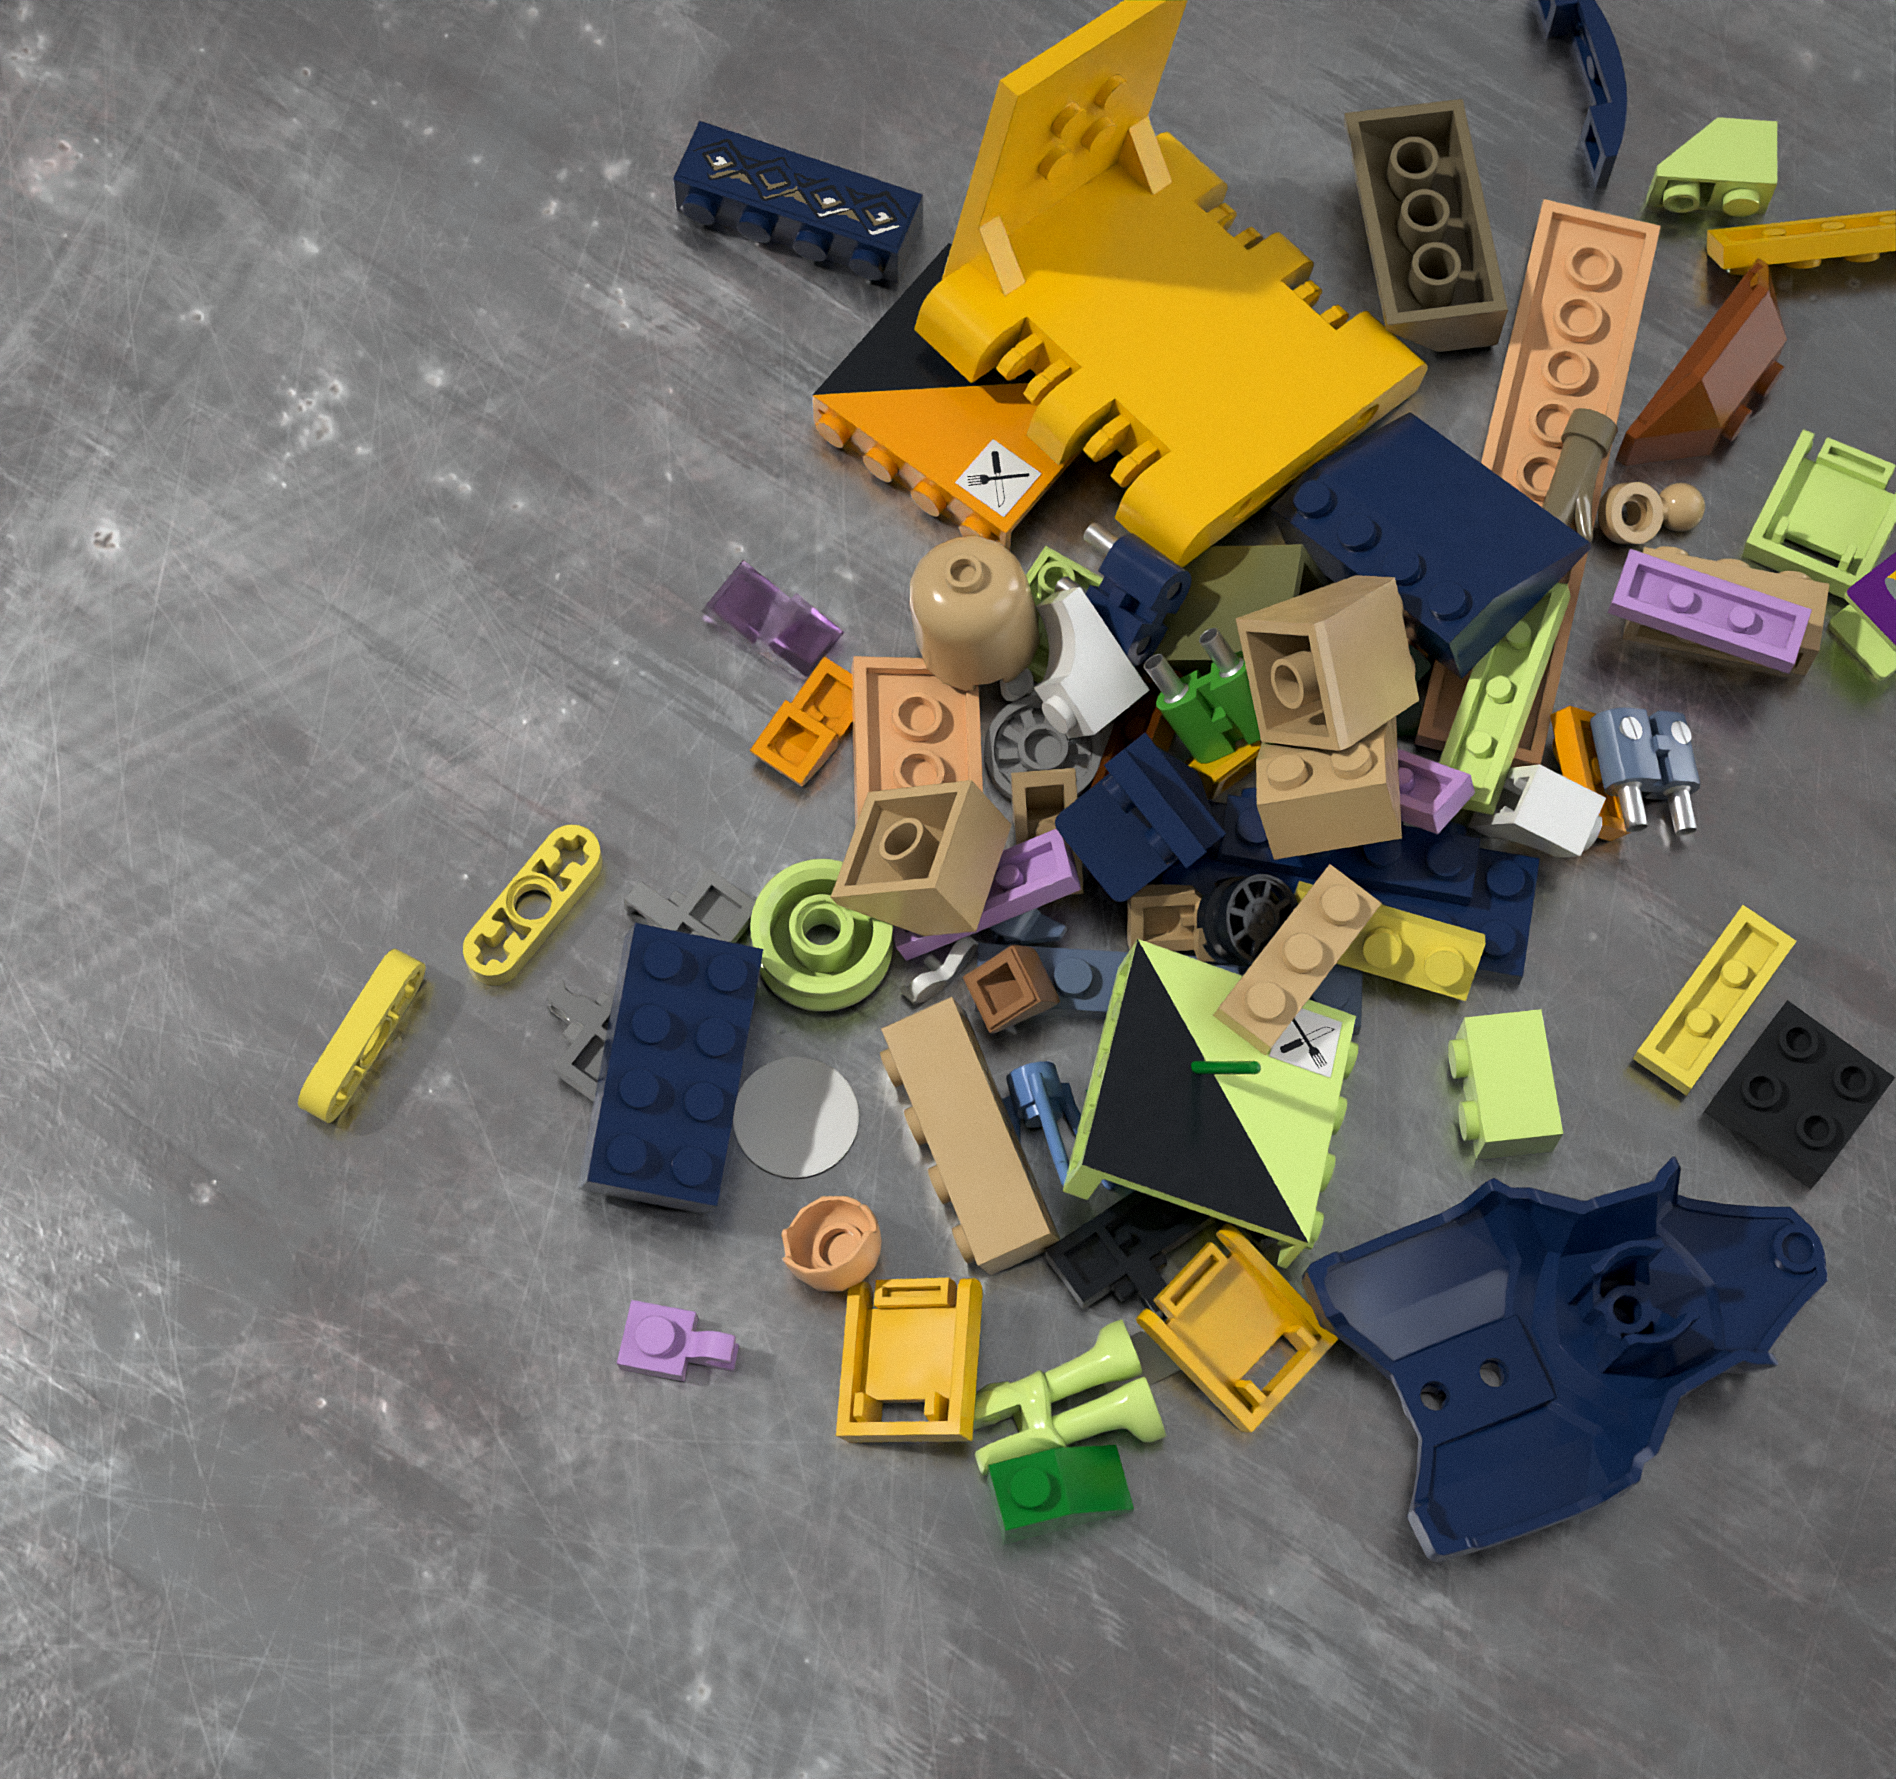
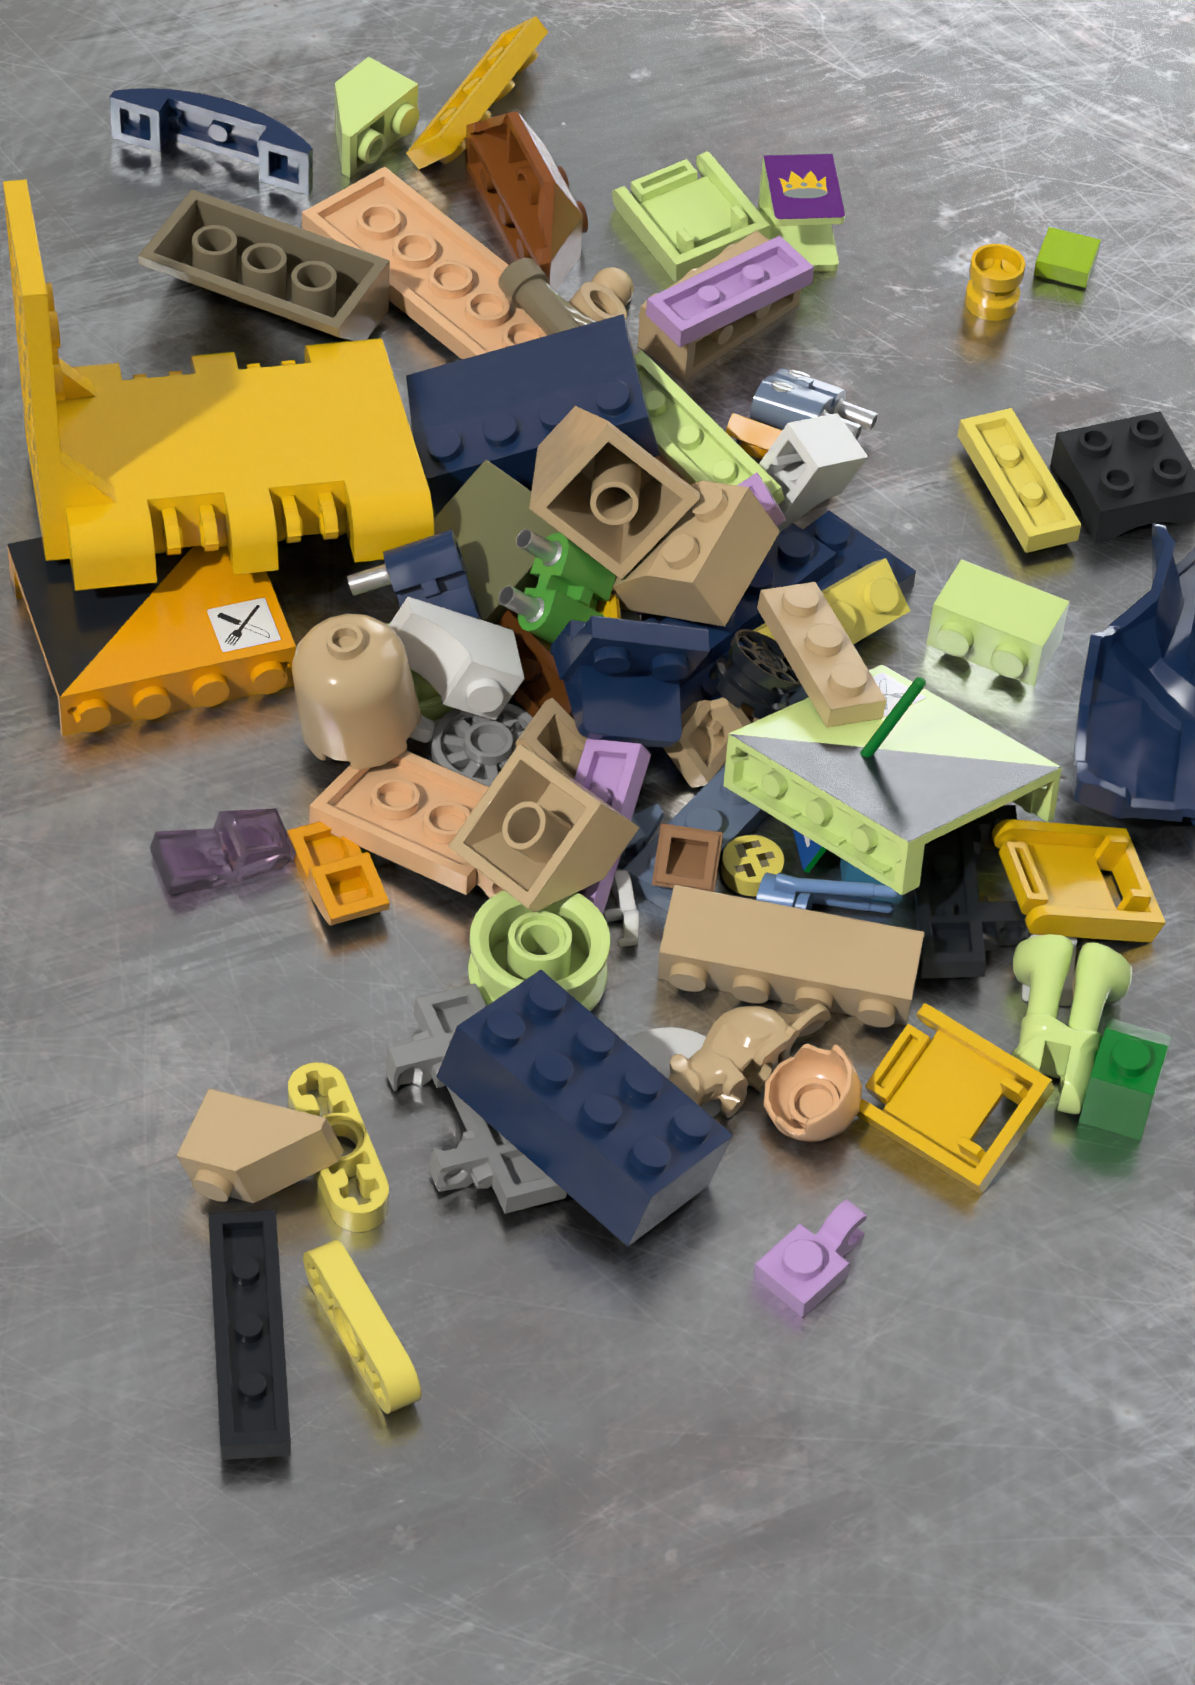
camera: 60 degrees left, 20 degrees down
(302, 956) = (249, 1335): none -> black plate
(463, 840) = (253, 1147): none -> tan slope
(843, 1153) = (742, 1052): none -> tan animal
(1069, 1042) = (747, 861): none -> light yellow tile

